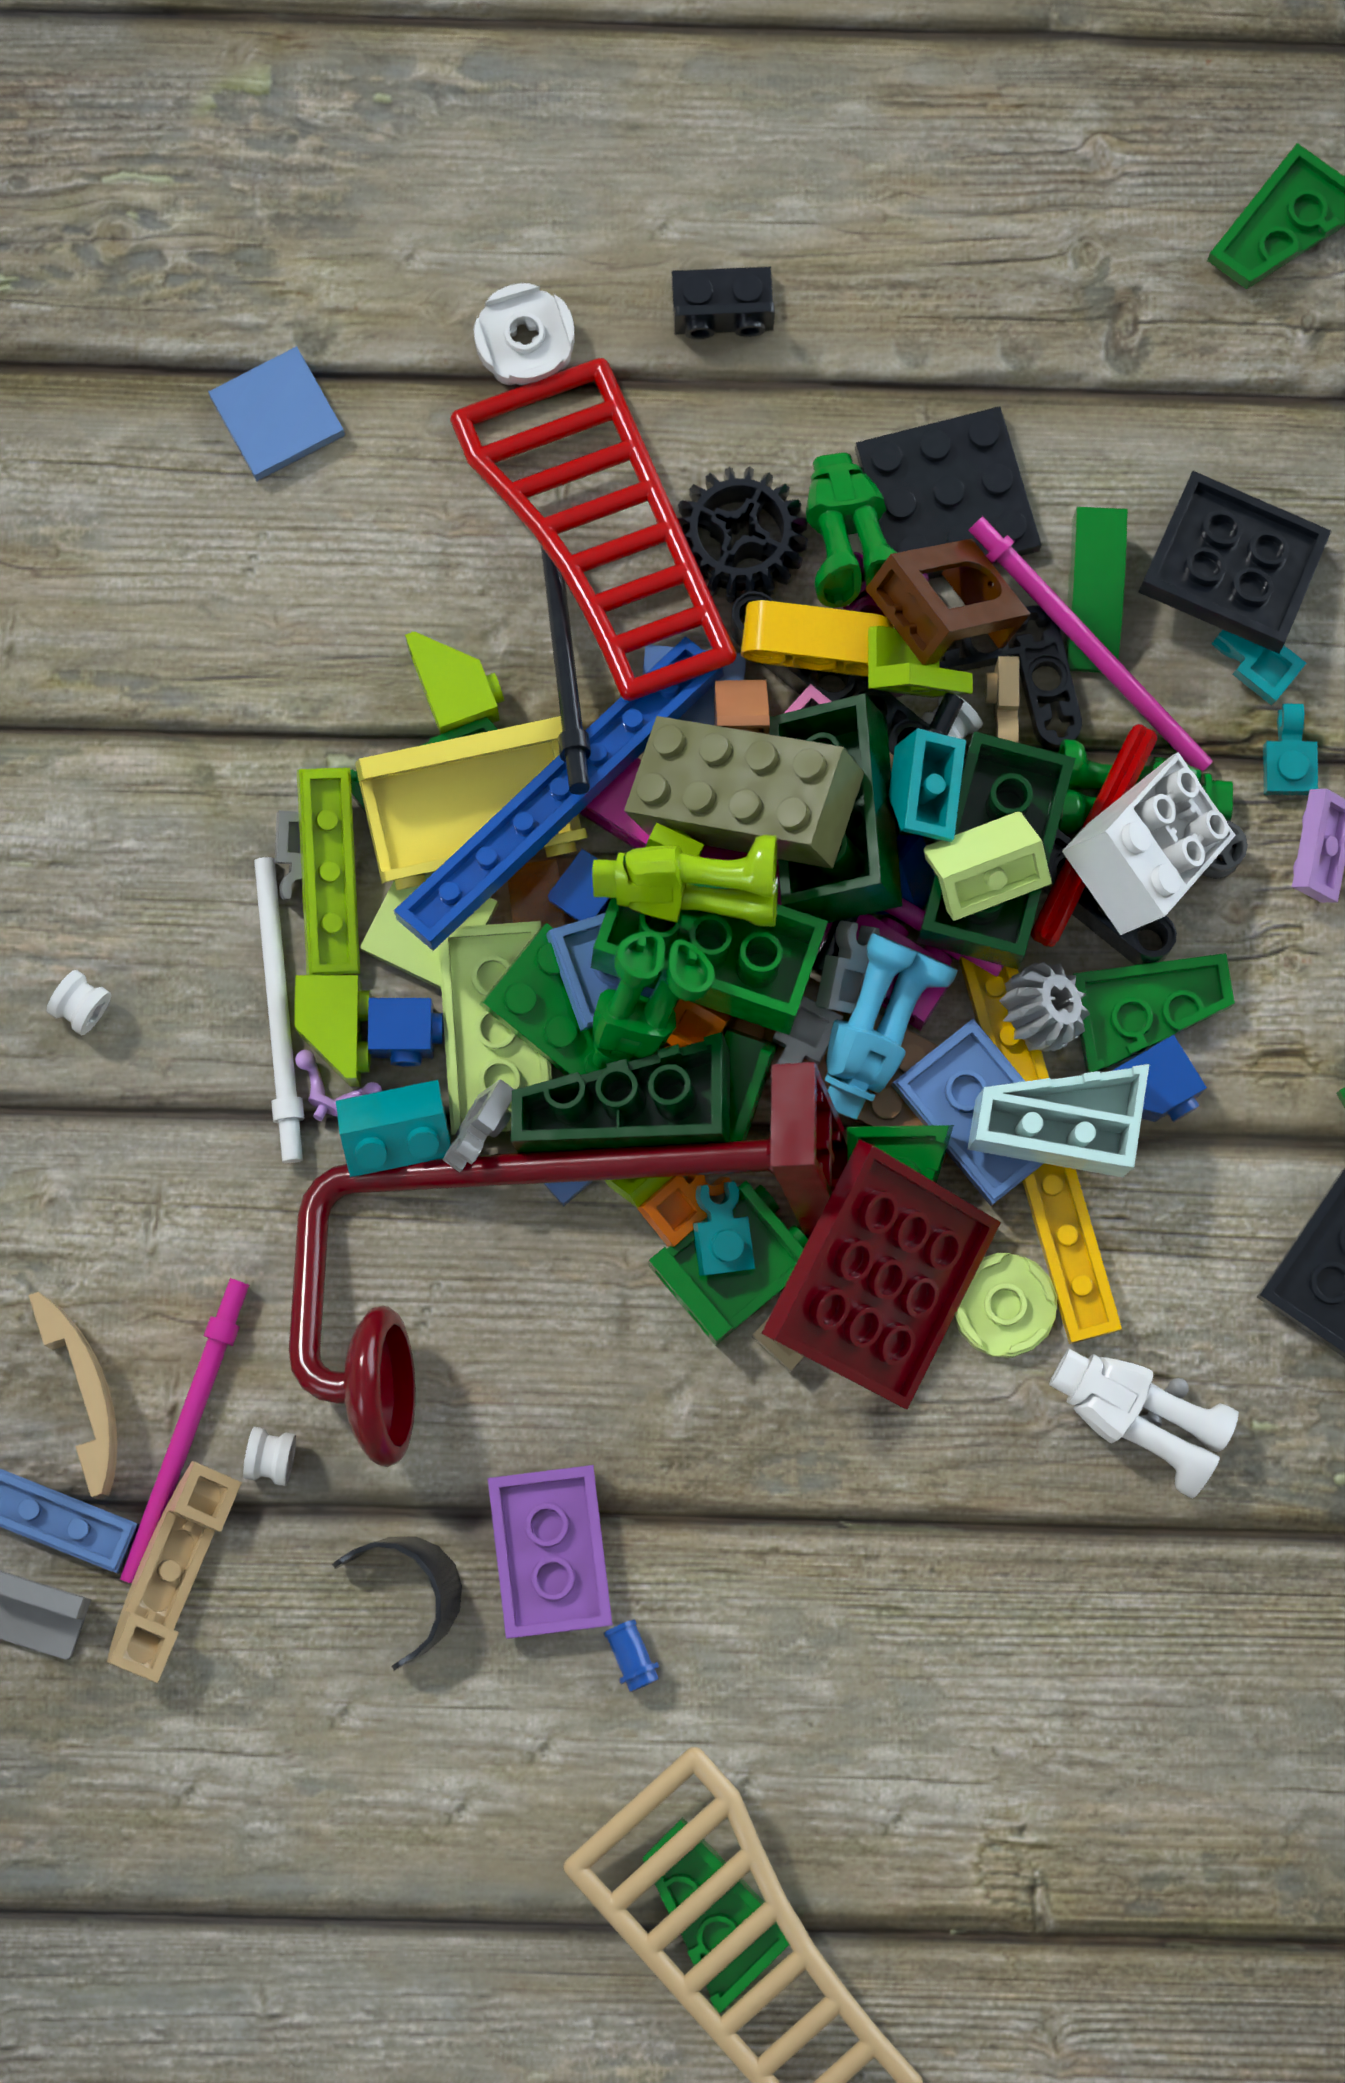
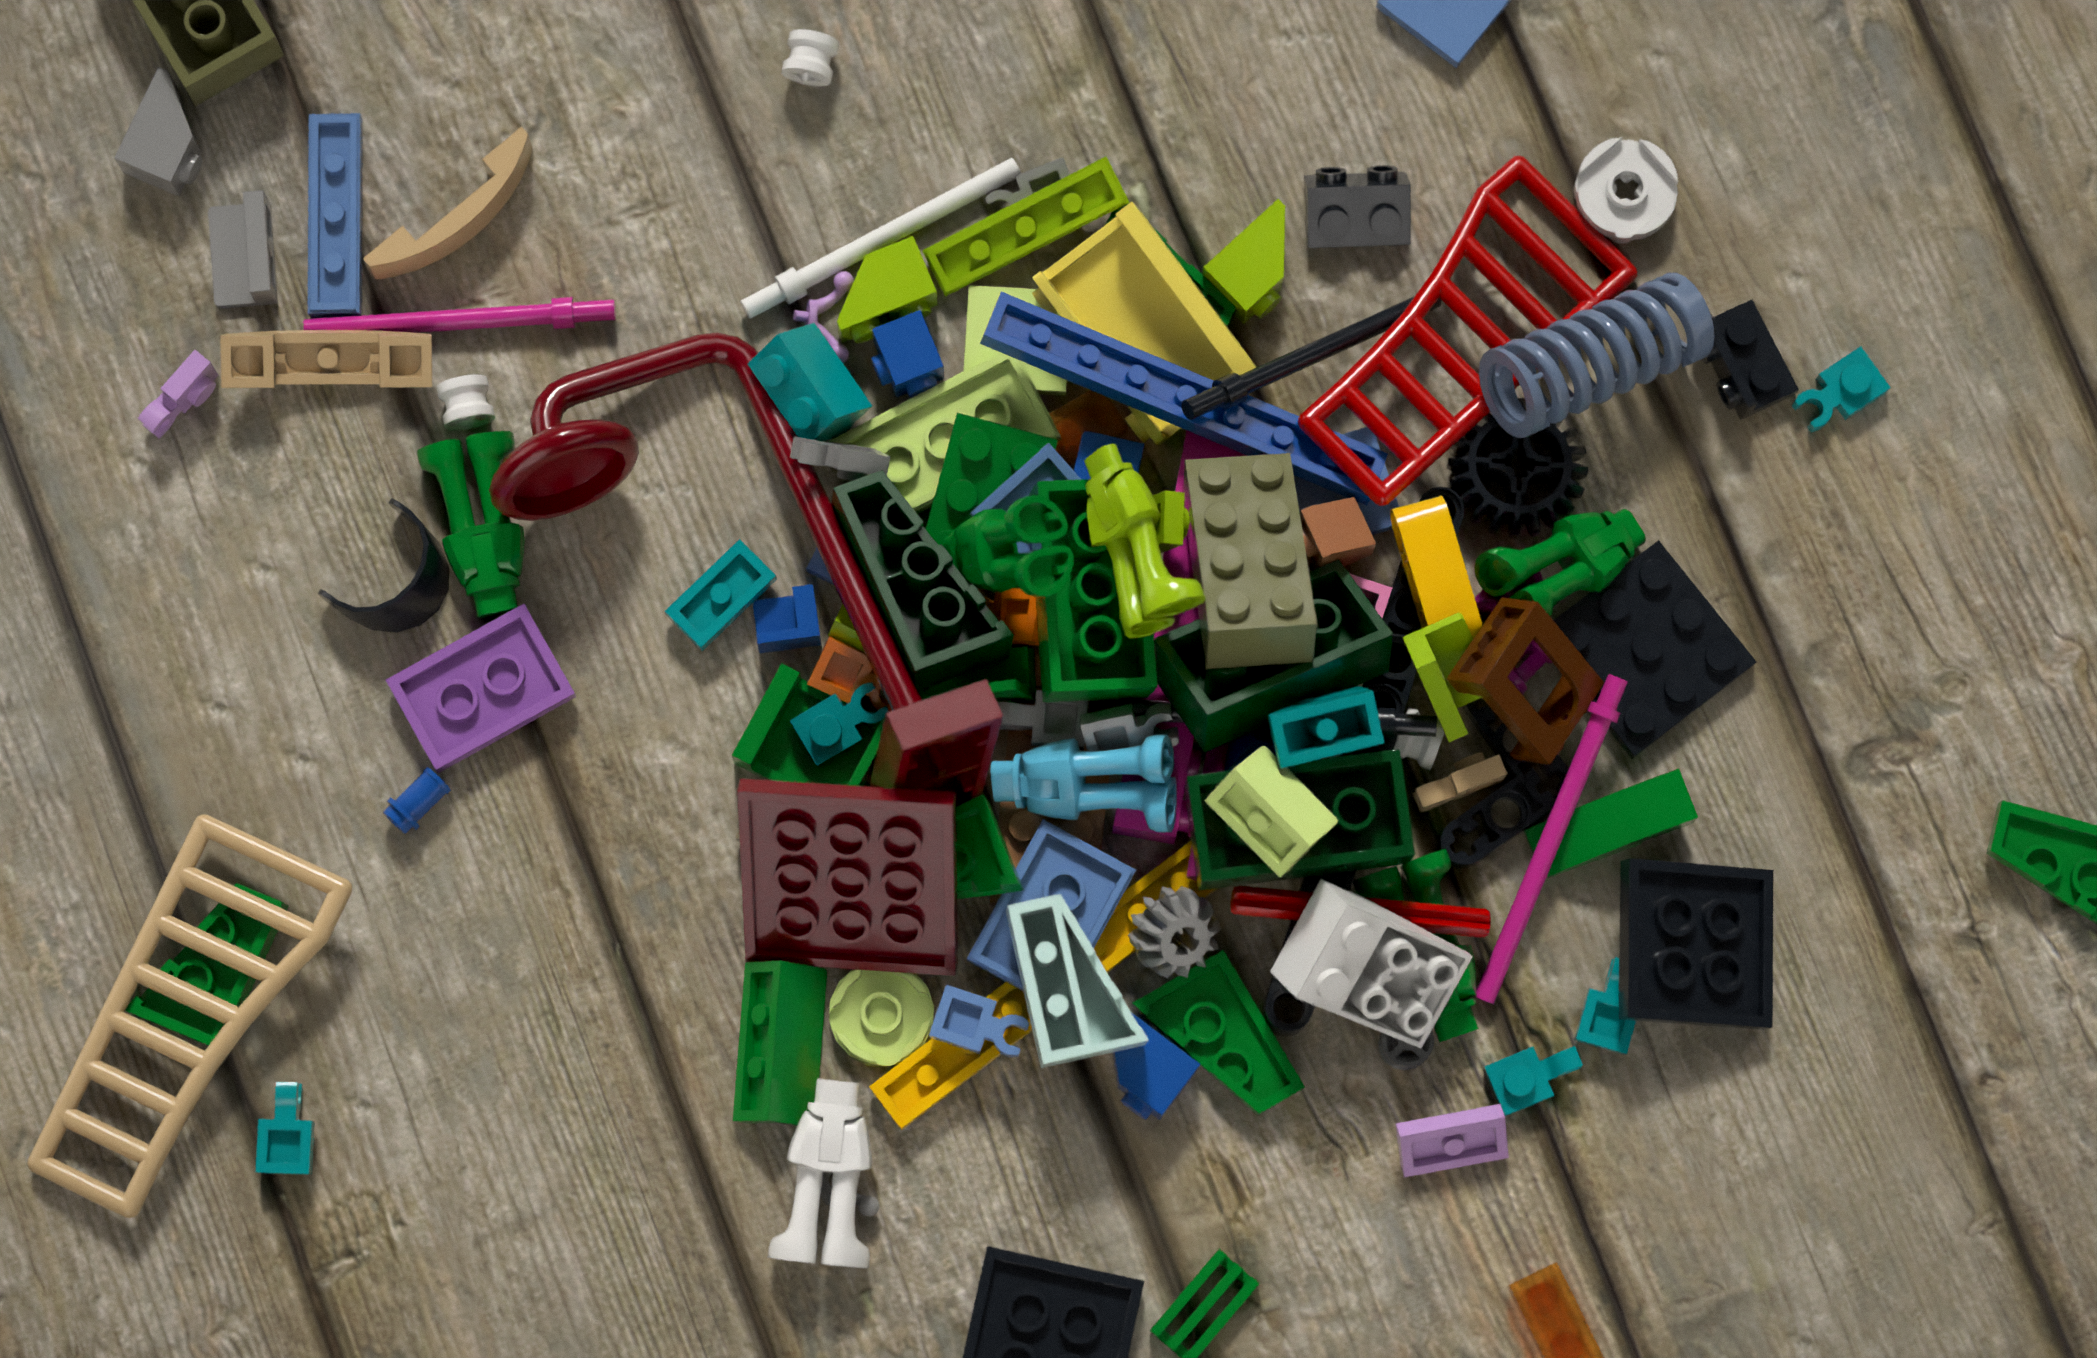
camera: 65 degrees right, 0 degrees up
(139, 1714) = (186, 387): none -> lavender plate
(426, 1494) = (485, 555): none -> green piece
(438, 572) = (1358, 207): none -> black bracket
(555, 1292) = (720, 595): none -> teal plate
(604, 1241) = (787, 621): none -> blue panel
(685, 413) = (1586, 330): none -> sand blue piece
(785, 227) = (1845, 385): none -> teal plate
(904, 1908) = (285, 1142): none -> teal plate
(997, 1409) = (779, 1041): none -> green panel
(1052, 1223) = (968, 1020): none -> medium blue plate

